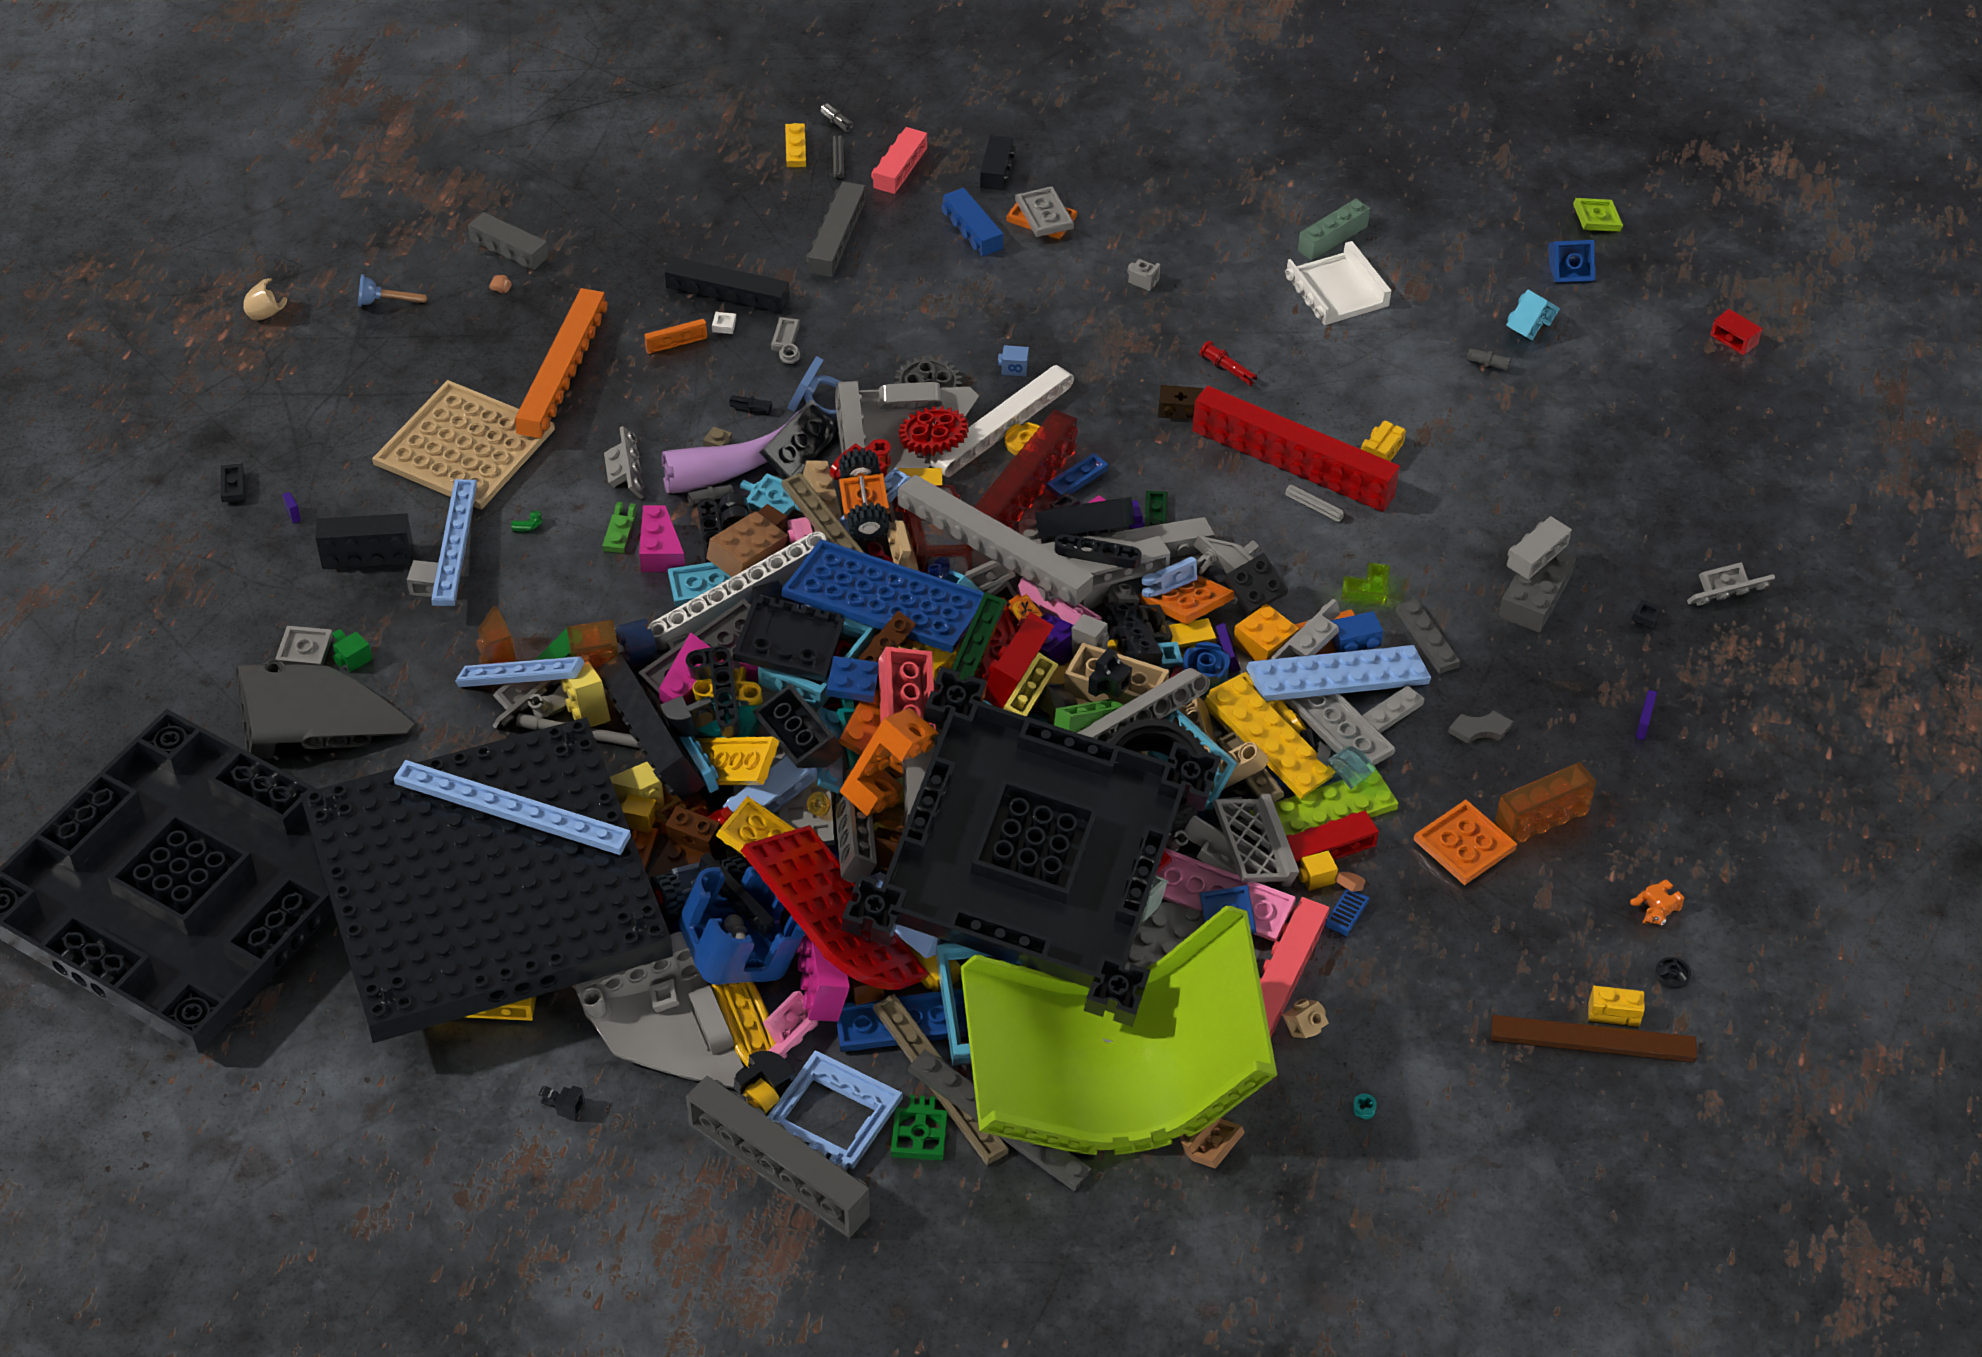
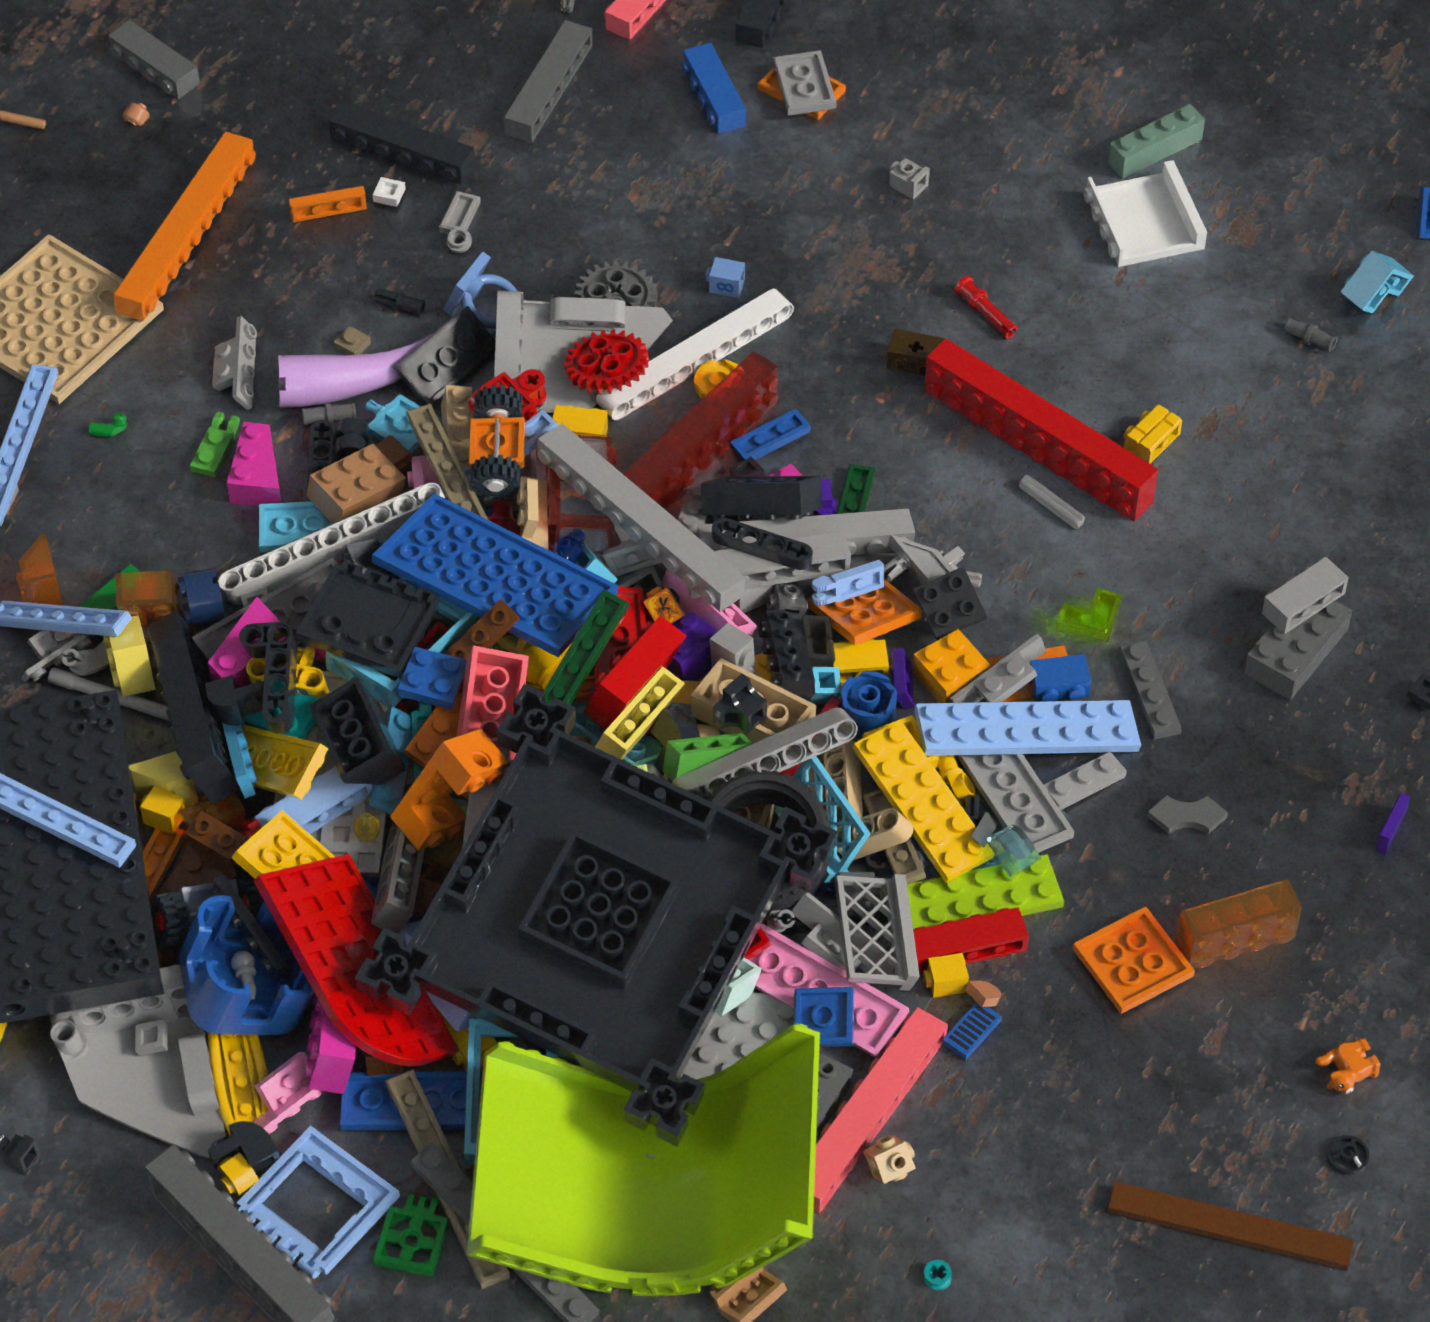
camera: 10 degrees right, 5 degrees up
(1616, 1006) = (1265, 1189): yellow brick -> none

